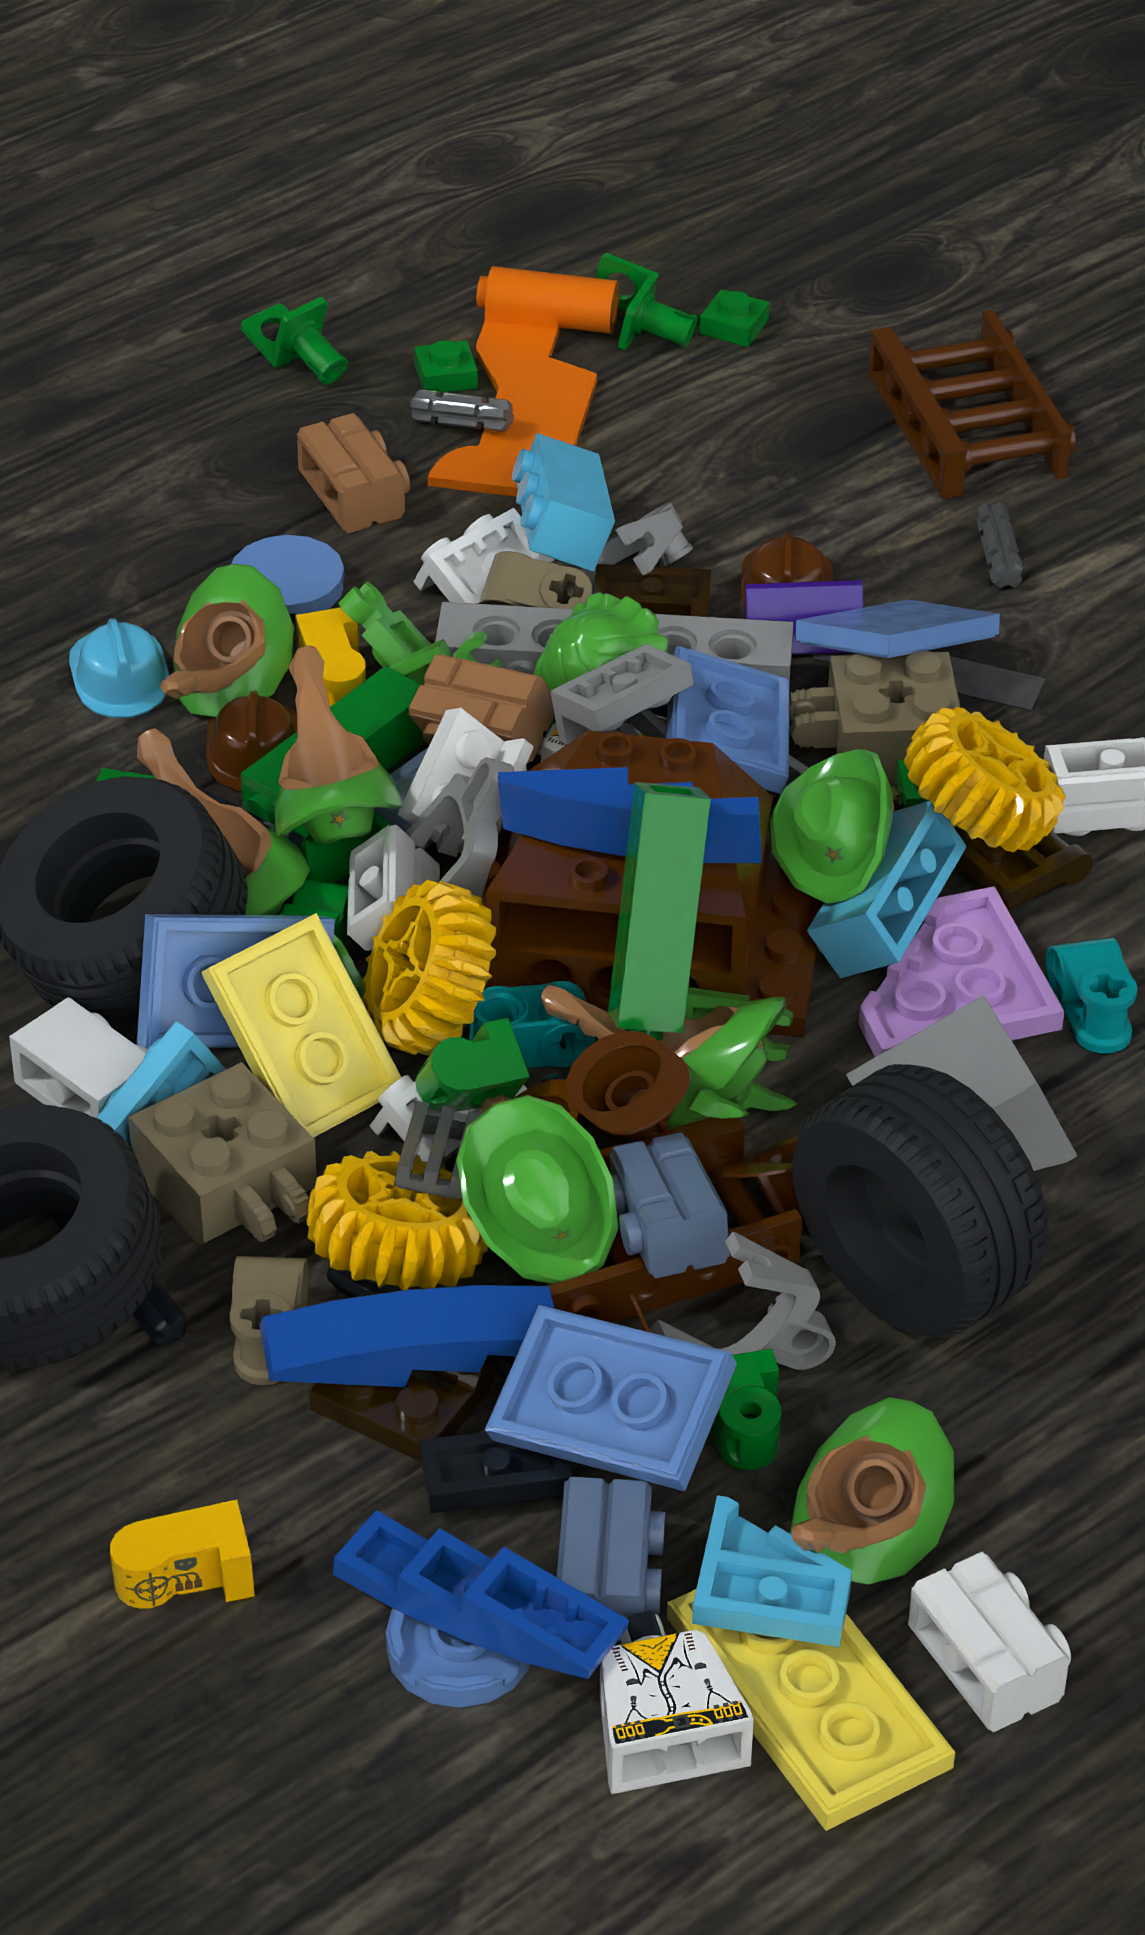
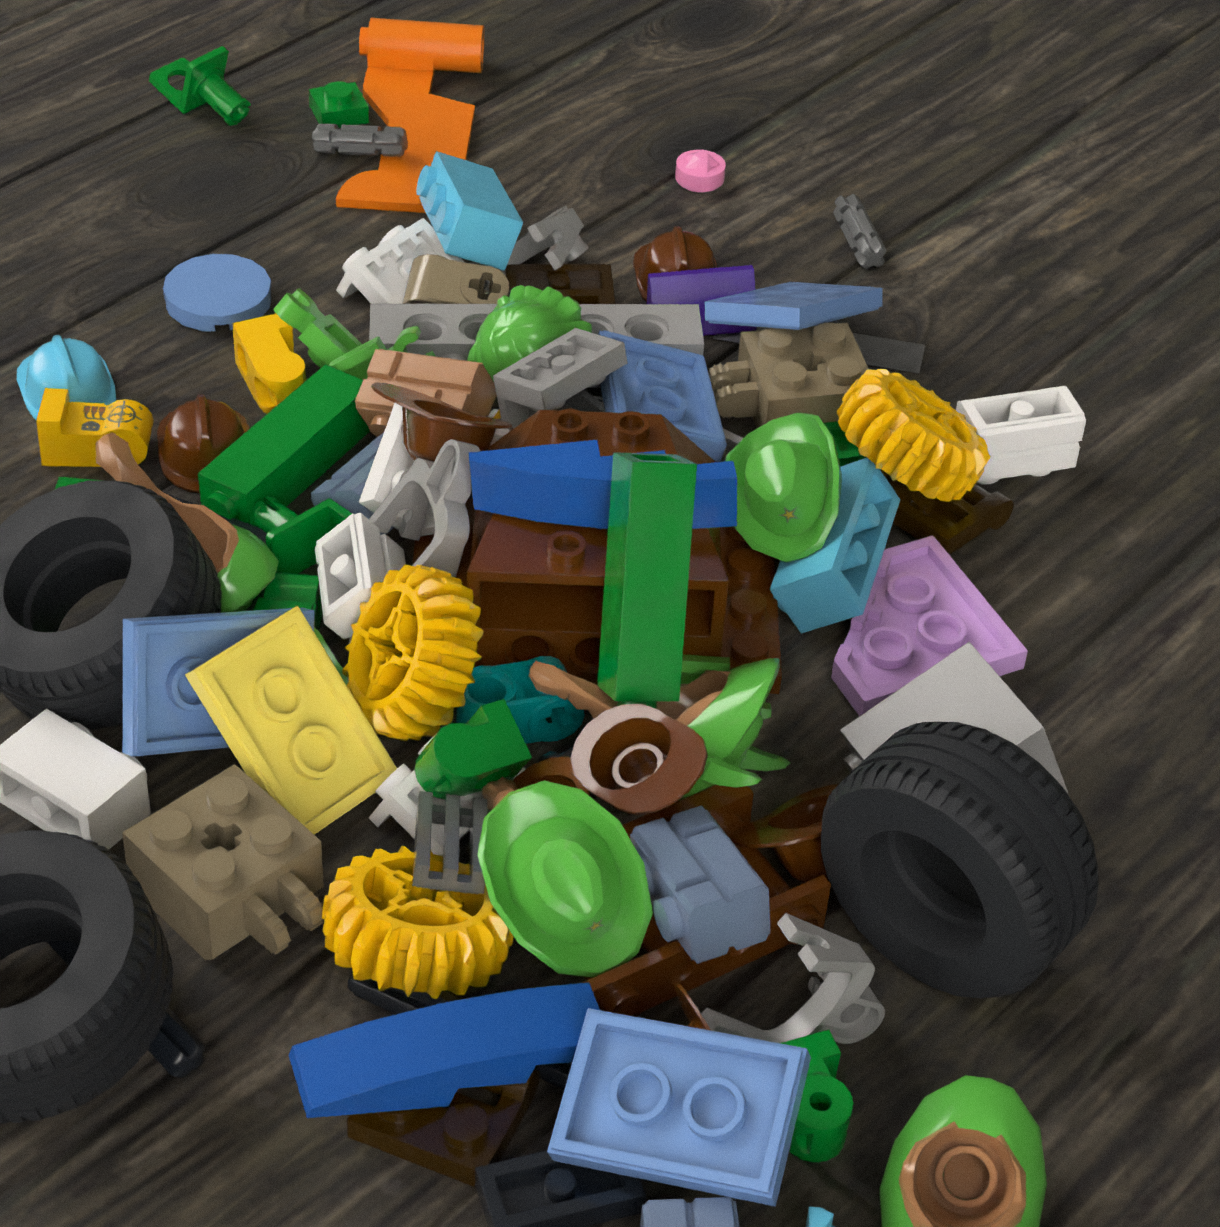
camera: 10 degrees left, 0 degrees up
(119, 717) = (71, 429): none -> yellow leg
(168, 1068) = (158, 777): medium azure wing -> none
(230, 641) = (173, 348): hat -> none
(262, 1289) = (286, 1013): dark tan piece -> none
(328, 774) = (287, 467): hat -> none
(352, 472) = (267, 196): medium nougat brick -> none
(479, 735) = (433, 422): none -> reddish brown piece
(641, 308) = (506, 48): green bracket -> none
(734, 317) = (586, 55): green plate -> none
(836, 464) = (700, 170): none -> bright pink tile
(934, 429) = (787, 142): reddish brown fence -> none
(1093, 992) = (1051, 629): teal piece -> none

